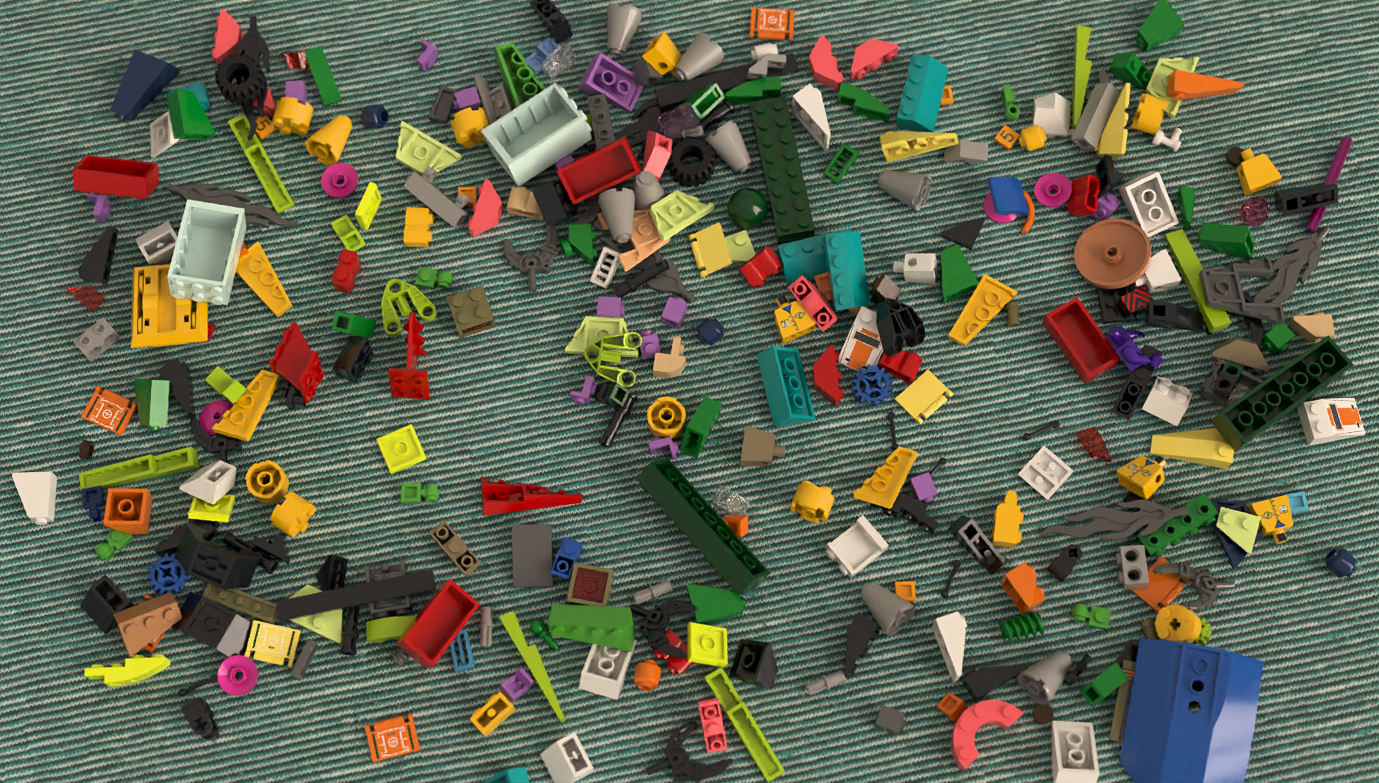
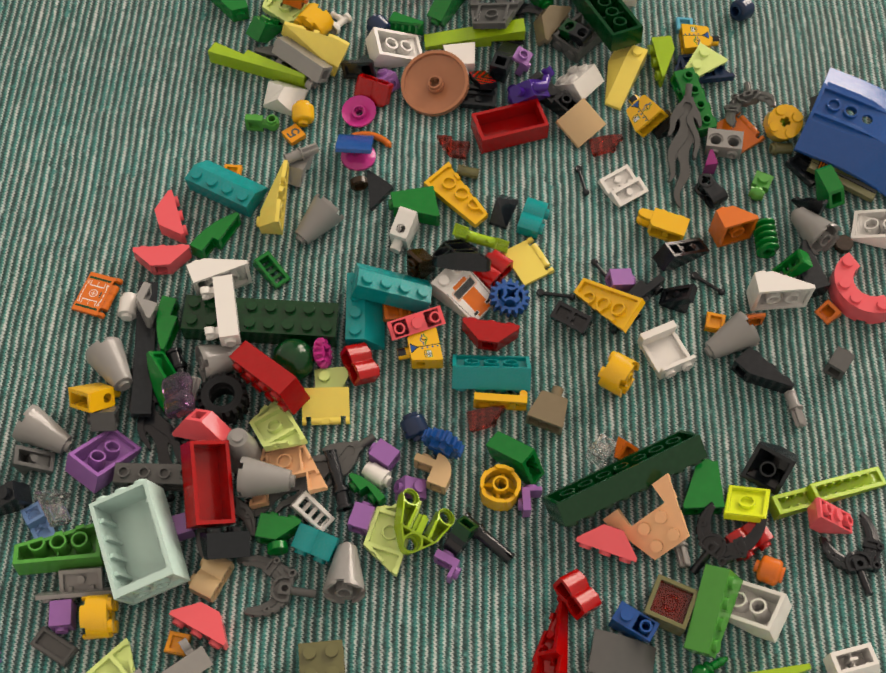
camera: 80 degrees left, 10 degrees down
(554, 307) = (345, 576): none -> light grey cone
(576, 277) = (315, 542): none -> teal brick
(583, 506) = (577, 594): none -> red brick
(594, 29) = (32, 459): none -> dark grey slope
(639, 301) = (363, 486): none -> green slope
(639, 526) = (608, 541): none -> coral slope
(653, 311) = (377, 475): none -> white brick
(659, 566) = (659, 529): none -> light nougat wing
(695, 357) = (442, 442): none -> blue gear
(716, 189) = (269, 378): none -> red piece
(737, 392) = (484, 417): none -> clear red slope
(757, 226) = (322, 353): none -> dark pink gear
(761, 420) = (511, 402): none -> yellow hinge
(772, 132) = (226, 311): none -> white brick
(865, 448) = (571, 317): none -> black hinge
(920, 549) = (678, 297): none -> black slope
(920, 628) = (756, 318): none -> orange slope
(931, 335) = (463, 232): none -> lime piece
(964, 213) = (359, 183): none -> dark brown tile
(974, 389) = (532, 218): none -> teal brick
(975, 148) = (301, 153): none -> light grey axle
(977, 359) = (503, 211): none -> black slope
(989, 657) = (799, 258): none -> green slope
(1041, 294) = (454, 148): none -> clear red slope
(1102, 556) = (711, 163): none -> magenta slope
(1109, 412) = (580, 123): none -> tan slope
(1173, 179) = (377, 21): none -> dark blue head
(1174, 334) = (522, 57): none -> medium lavender bracket
(1238, 484) = (661, 54): none -> lime slope

